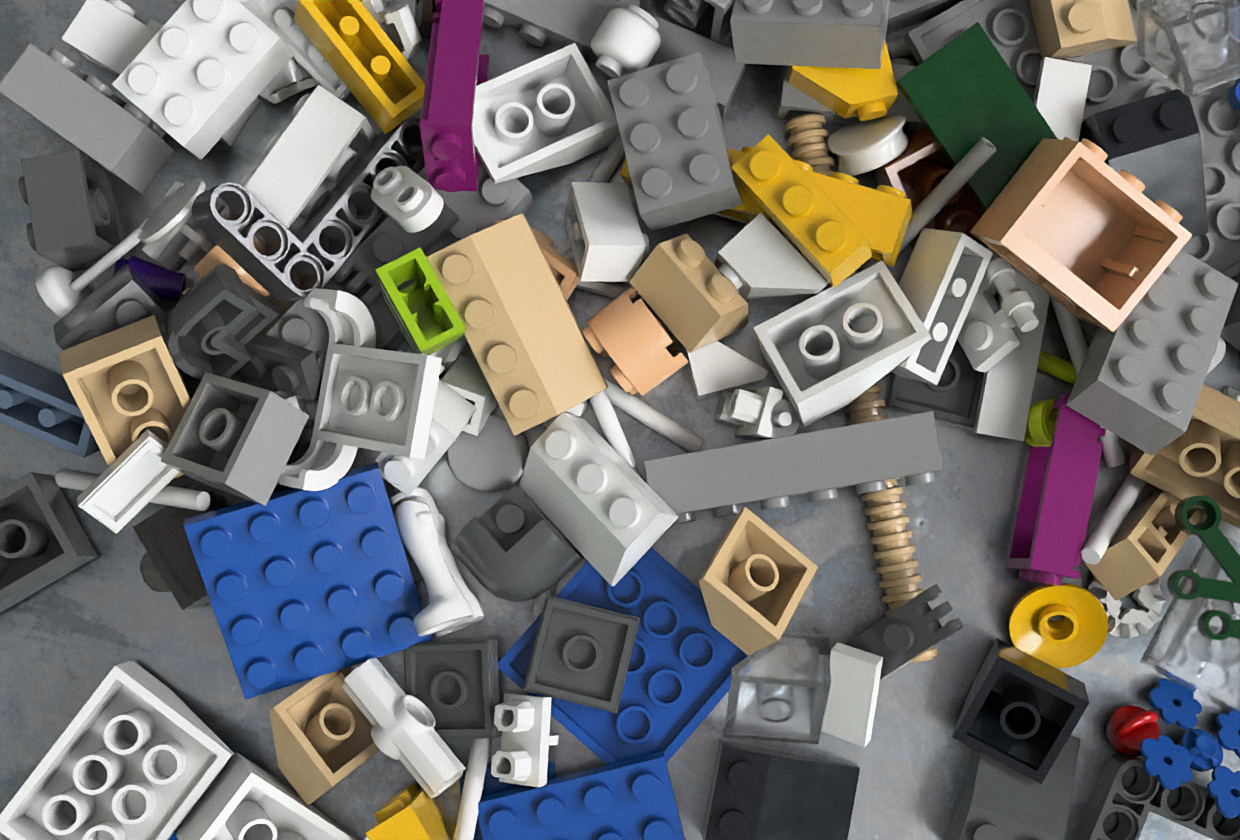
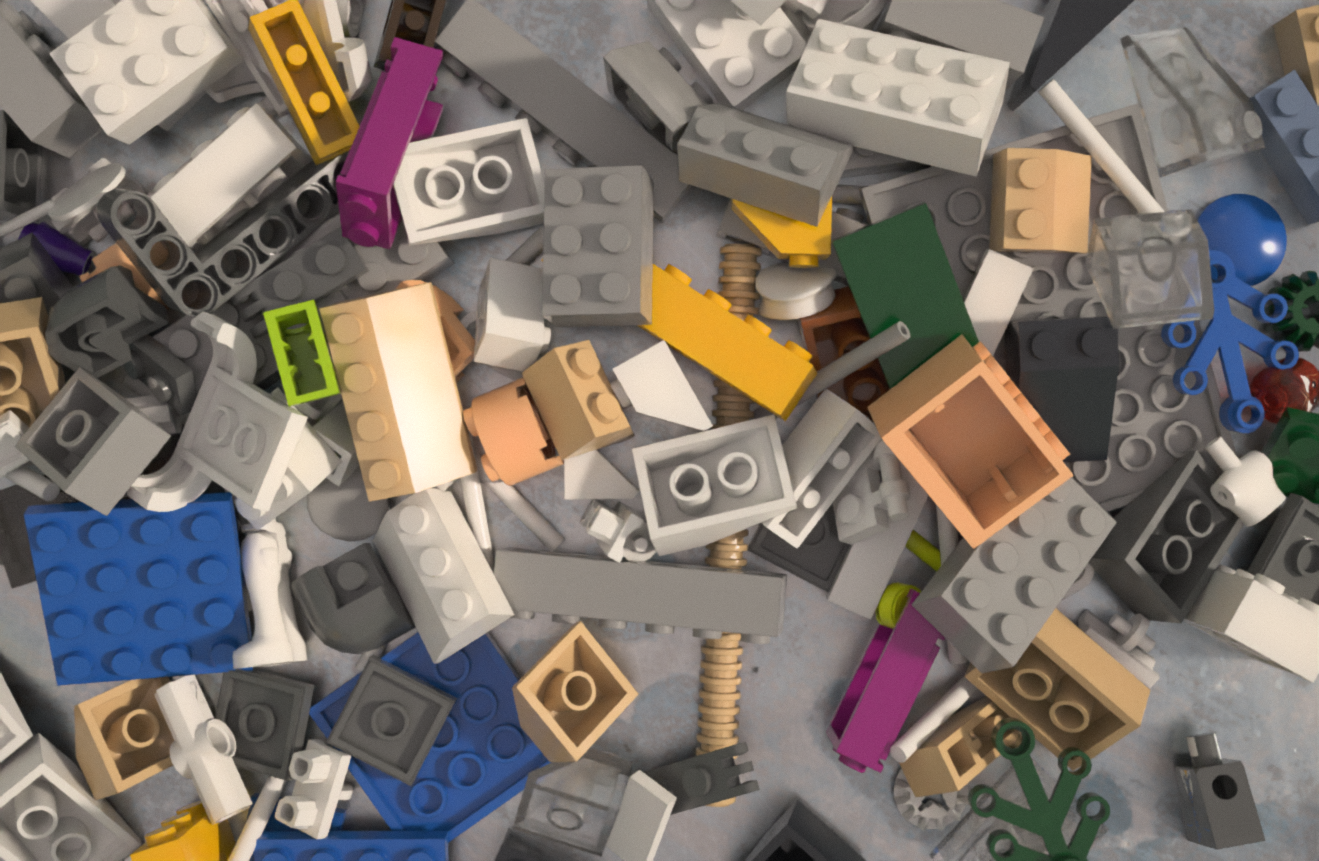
camera: 10 degrees right, 5 degrees up
(406, 198) = (316, 241): white plate -> none
(625, 41) = (576, 131): white head -> none
(802, 211) = (700, 352): yellow brick -> none
(1063, 641) = (858, 804): yellow dish -> none

